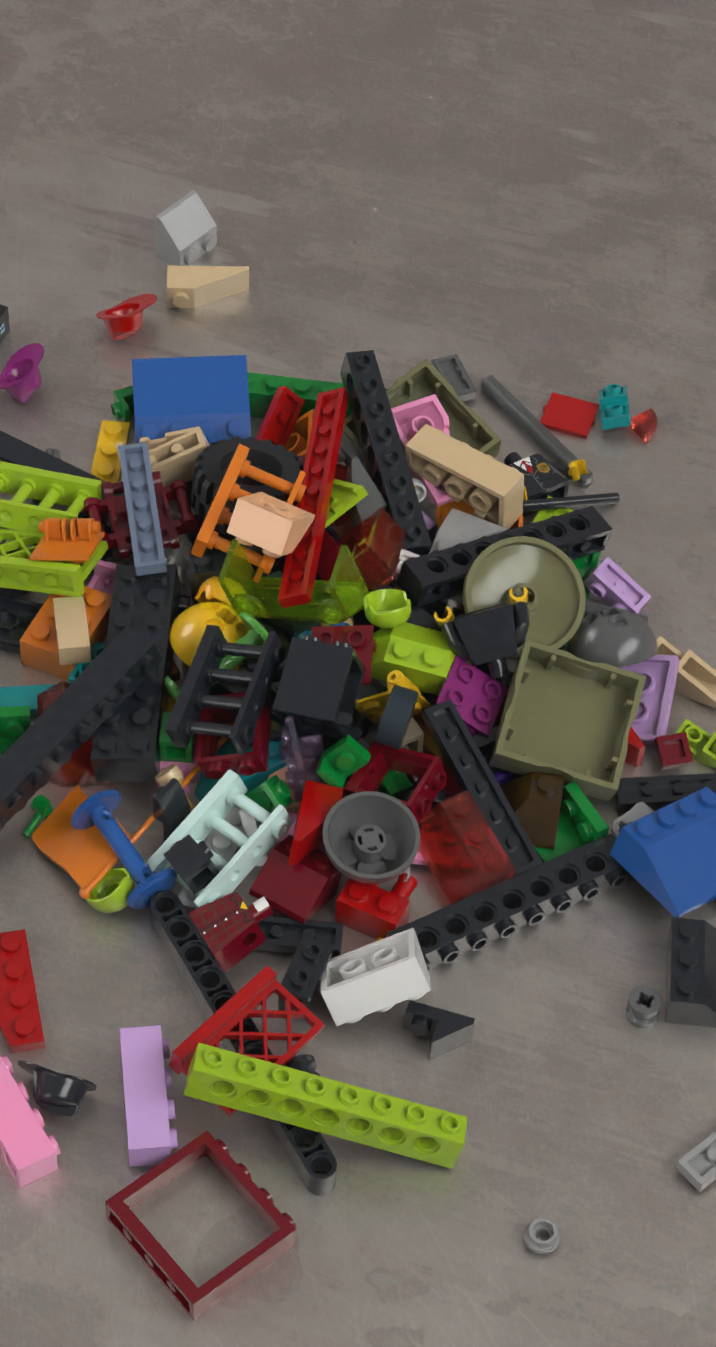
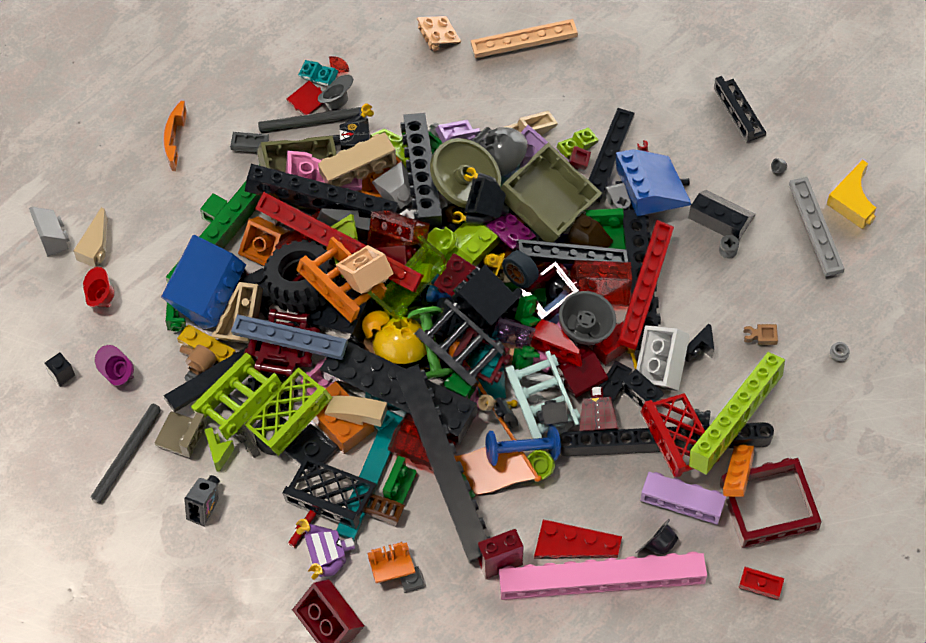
camera: 60 degrees left, 10 degrees up
(50, 1262) = (761, 583): none -> red plate
(68, 541) = (295, 387): orange hinge -> none
(78, 449) = (198, 359): none -> medium nougat piece
(222, 1147) = (738, 471): none -> orange plate
(280, 417) = (245, 246): red plate -> none
(322, 371) = (212, 207): none -> green panel
(412, 294) = (176, 118): none -> orange slope
(491, 906) = (645, 285): none -> red tile
(508, 1112) = (764, 334): none -> medium nougat plate
(570, 502) = (382, 118): black bar -> none
(589, 438) = (336, 93): none -> dark grey piece

